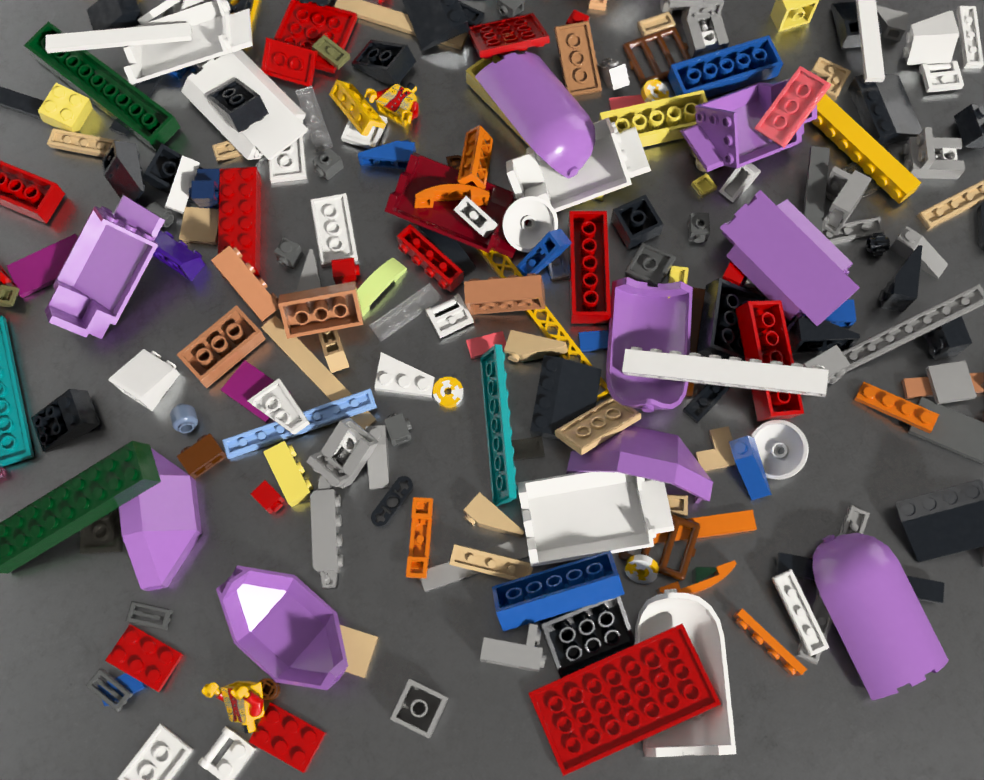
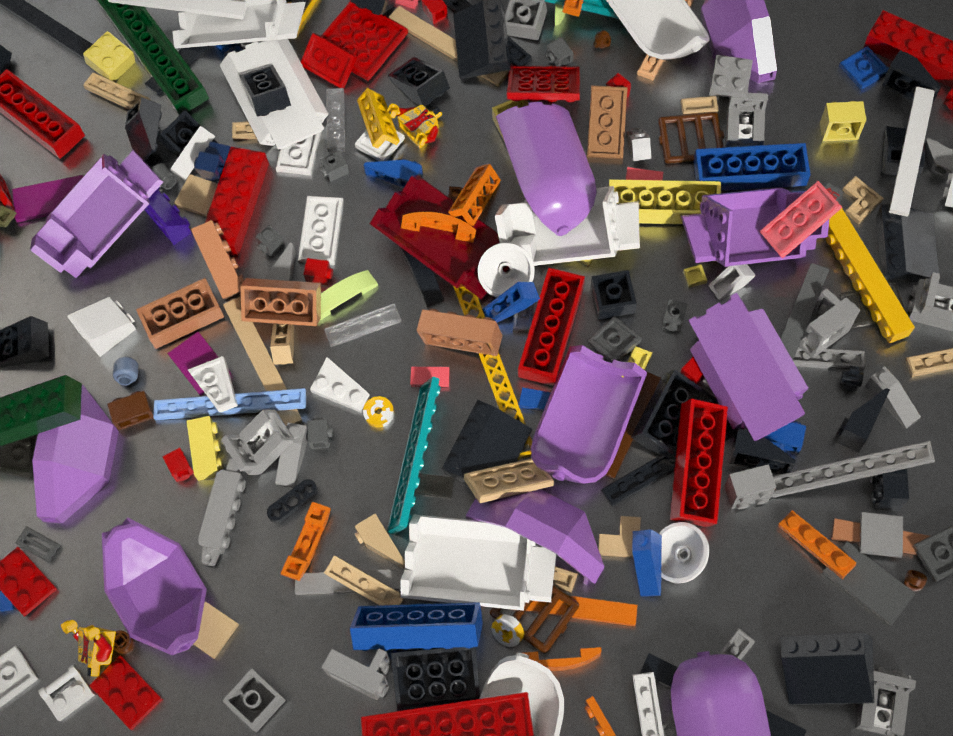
camera: 20 degrees right, 5 degrees down
(331, 52) = (370, 60): olive plate -> none
(428, 256) = (401, 280): red brick -> none
(451, 320) = (403, 344): white plate -> none
(475, 217) = (455, 251): white brick -> none
(530, 347) = (469, 389): tan slope -> none
(654, 90) = (677, 167): yellow piece -> none
(701, 573) = (567, 651): clear green slope -> none
(726, 372) = (648, 462): white brick -> none

